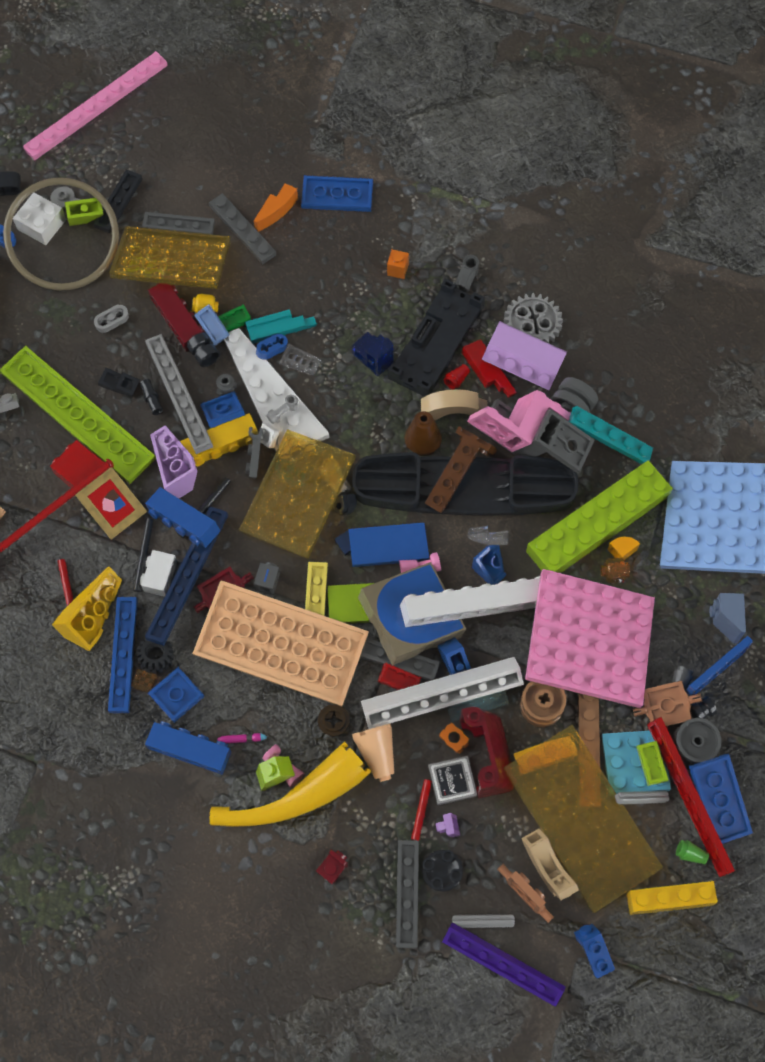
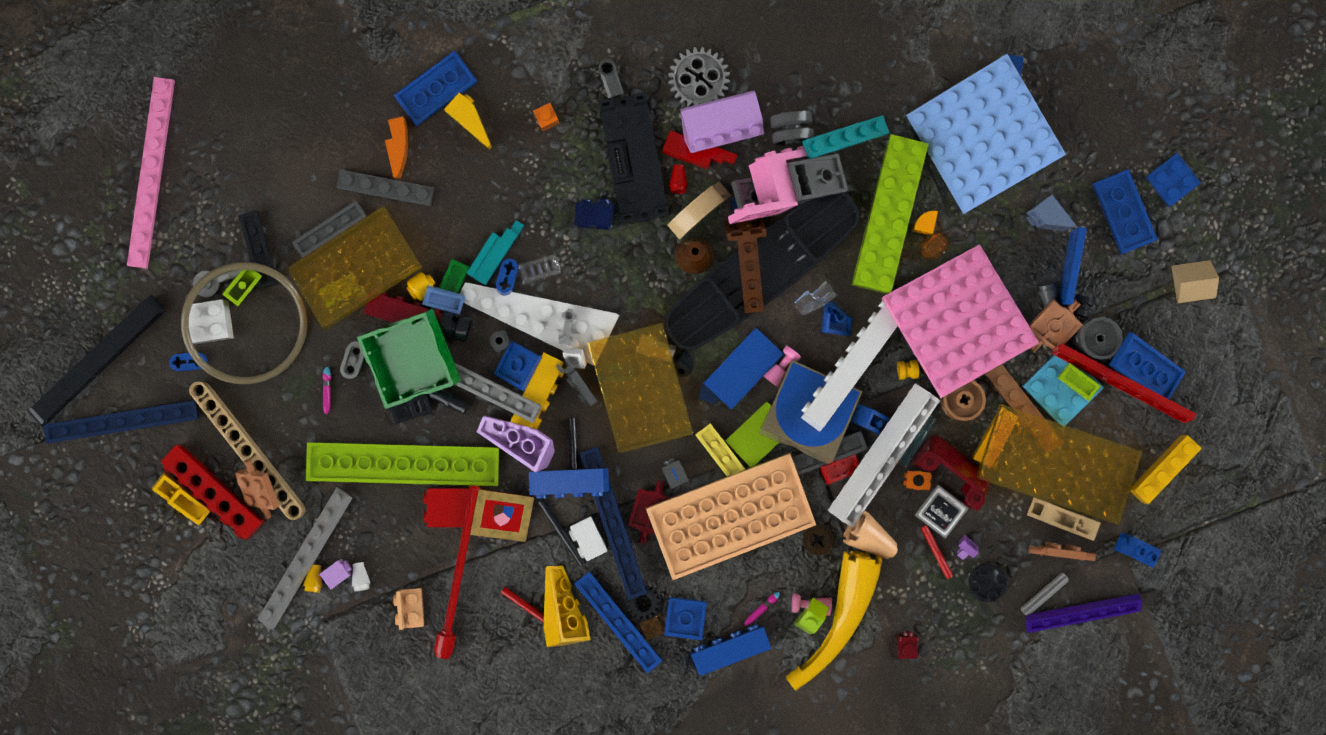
camera: 35 degrees left, 20 degrees up
(73, 325) = (326, 390): none -> dark pink piece
(149, 340) = (409, 358): none -> green tile
(343, 224) = (466, 115): none -> yellow slope
(407, 894) = (976, 620): dark grey plate -> none
(517, 646) = (908, 369): none -> yellow wheel
(642, 797) = (1090, 413): light grey axle -> none
(690, 852) = (1153, 423): bright green cone -> none

